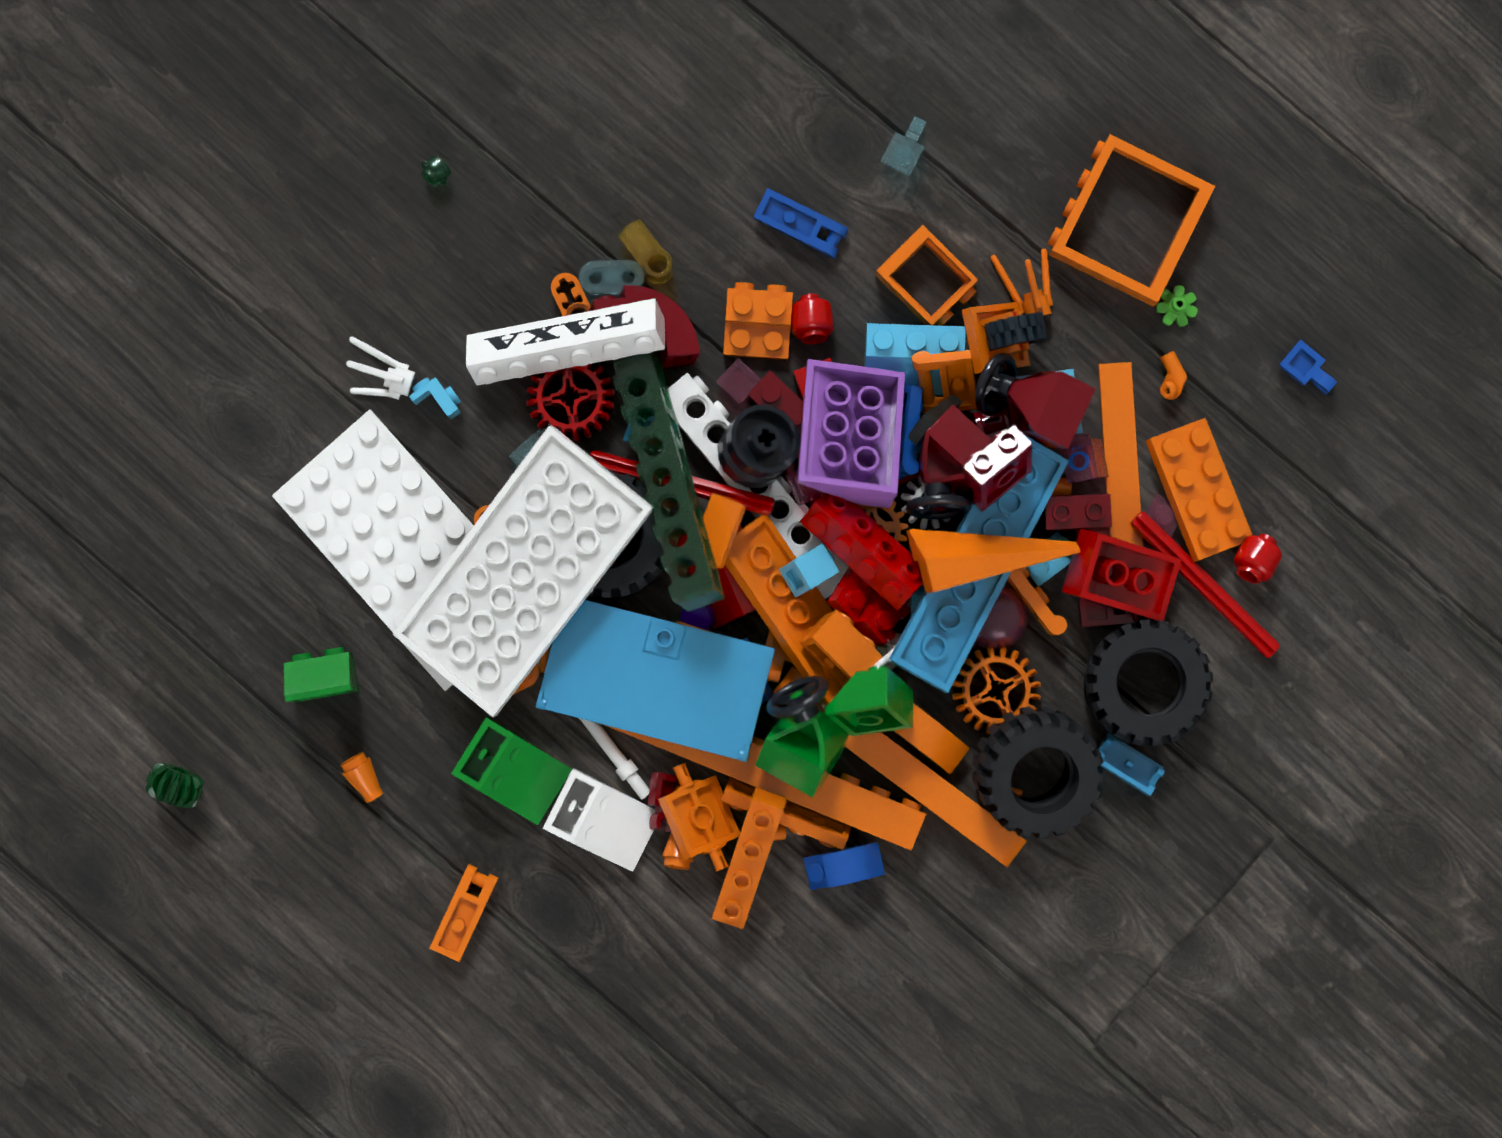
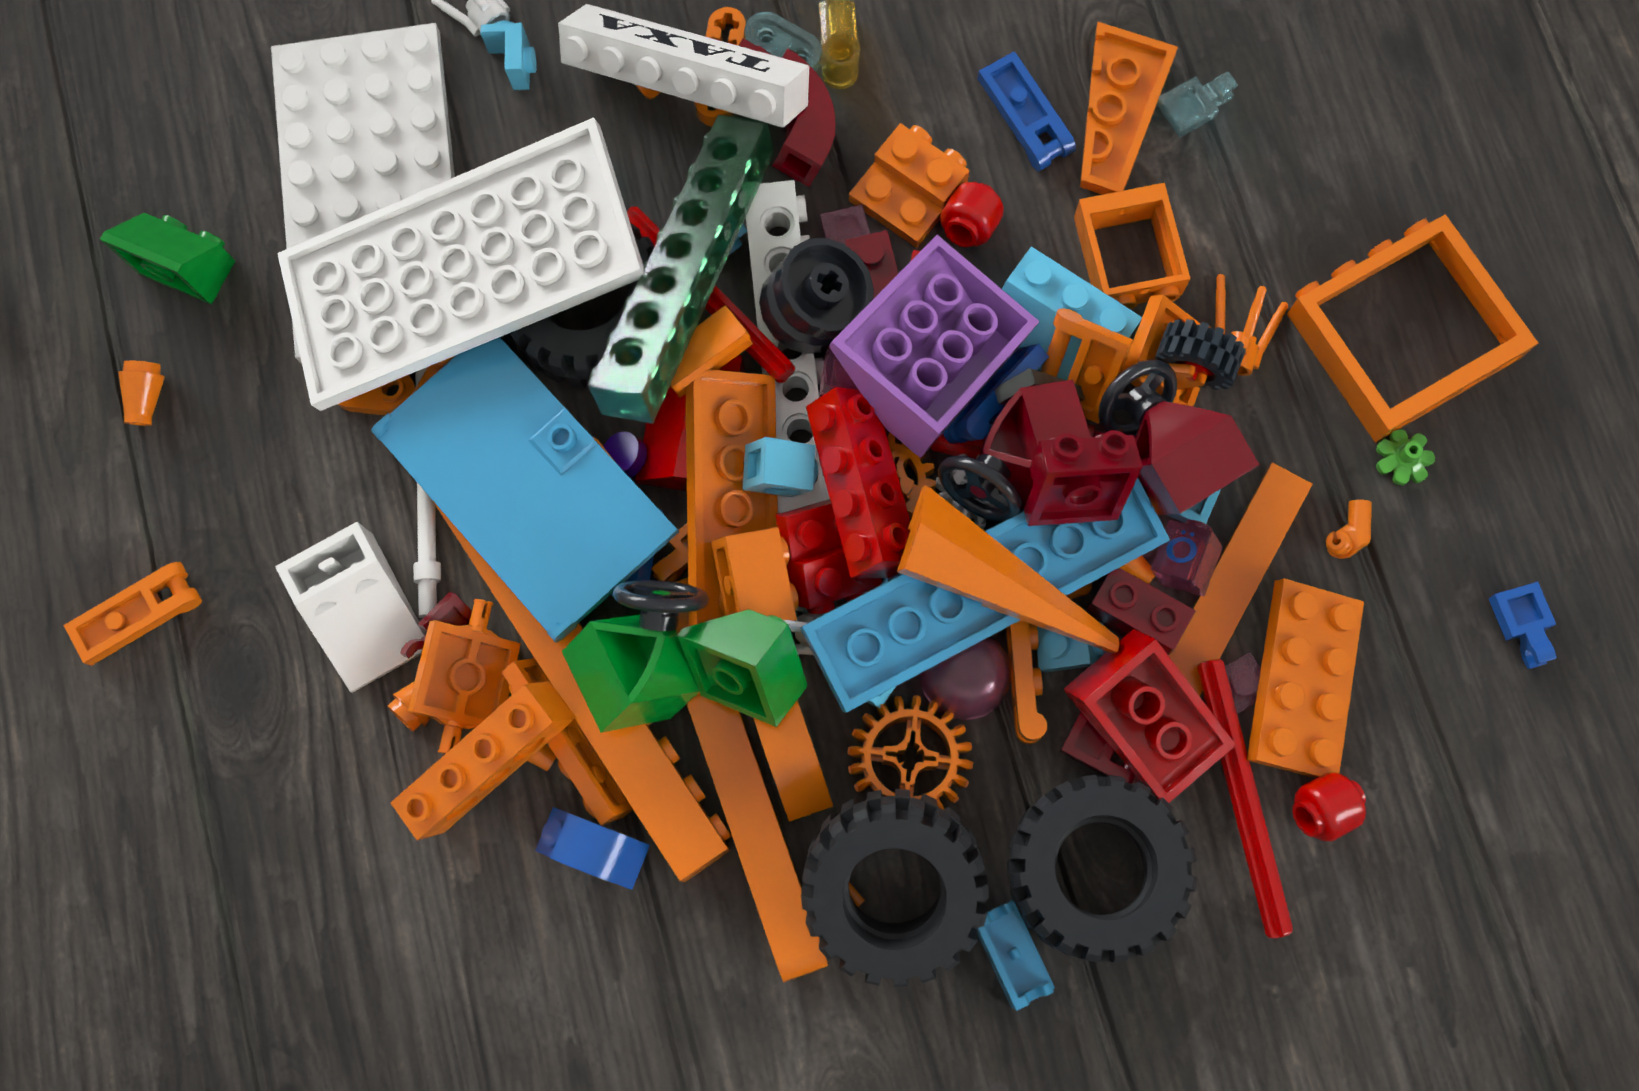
camera: 40 degrees right, 10 degrees down
(511, 771) = (294, 479): green slope -> none
(585, 396) = (657, 153): red gear -> none
(856, 172) = (1122, 99): none -> orange wing

